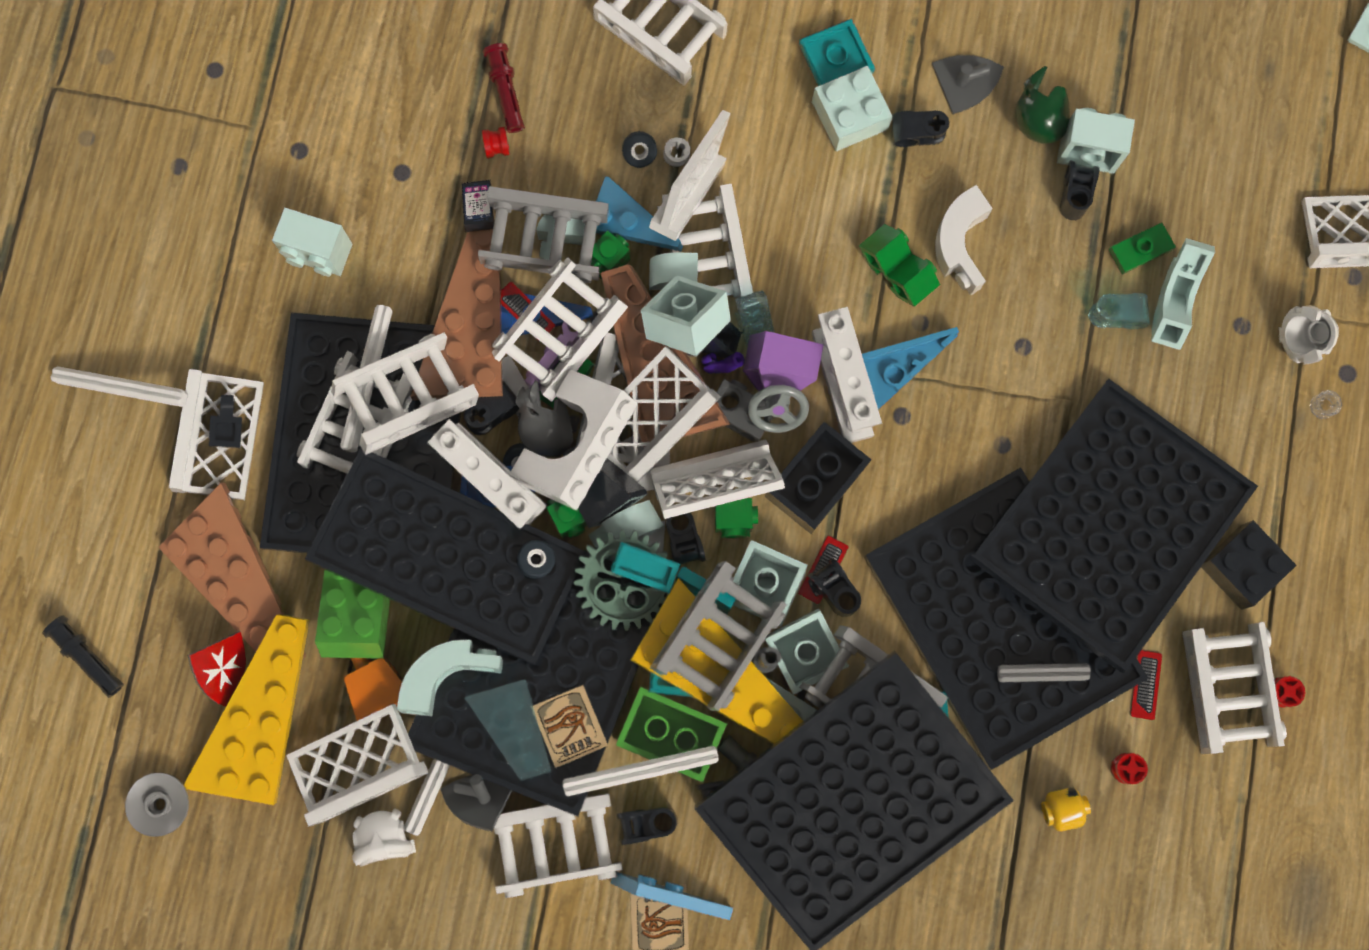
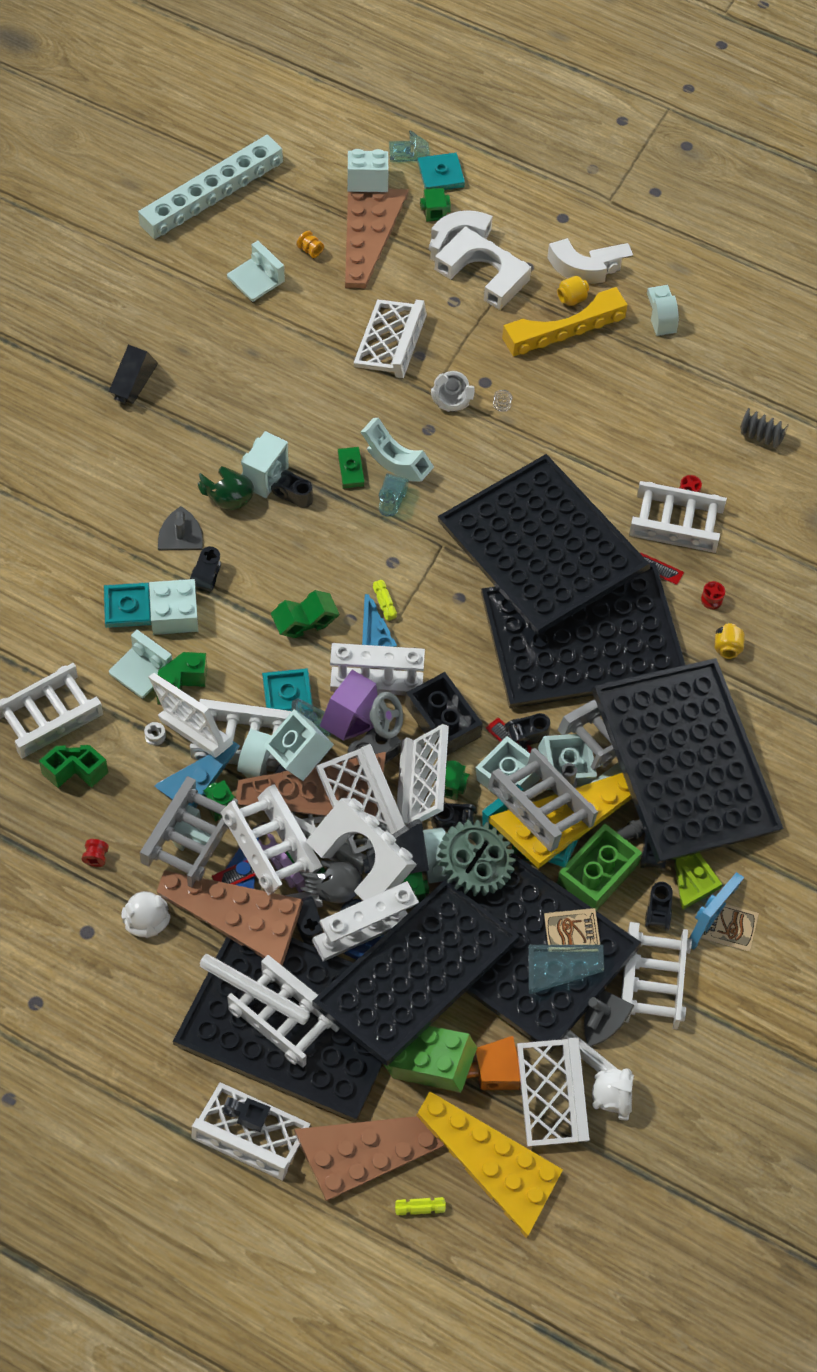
camera: 70 degrees left, 20 degrees down
(75, 647) = (385, 1288): black pin -> none
(119, 386) = (183, 1188): white axle -> none
(142, 808) = (539, 1244): light grey dish -> none
(181, 650) = (420, 1206): none -> neon yellow axle
(219, 667) = (442, 1177): red shield -> none
(312, 242) = (124, 1003): light aqua brick -> none
(404, 422) = (303, 963): white fence -> none
(429, 670) = (505, 1015): light aqua arch -> none
(436, 227) = (145, 914): none -> white helmet
(476, 208) = (142, 879): tile -> none
(502, 75) = (42, 833): dark red pin -> none
(536, 570) = (444, 904): black wheel -> none
(591, 62) = (64, 762): none -> green brick
(639, 160) = (135, 761): black wheel -> none
(640, 770) = (621, 888): white axle -> none
(645, 567) = (474, 834): teal tile -> none
(699, 860) = (695, 879): none -> lime wing
(726, 365) = (335, 751): dark purple arm -> none
(751, 142) = (185, 670): none -> green brick
(757, 102) = (139, 663): none -> light aqua bracket
(787, 282) = (286, 686): none -> teal plate
(950, 247) = (299, 577): white arch -> none
(961, 354) = (384, 600): none -> neon yellow axle
(1043, 672) = (631, 620): light grey axle -> none
(1247, 565) = (599, 478): black brick -> none

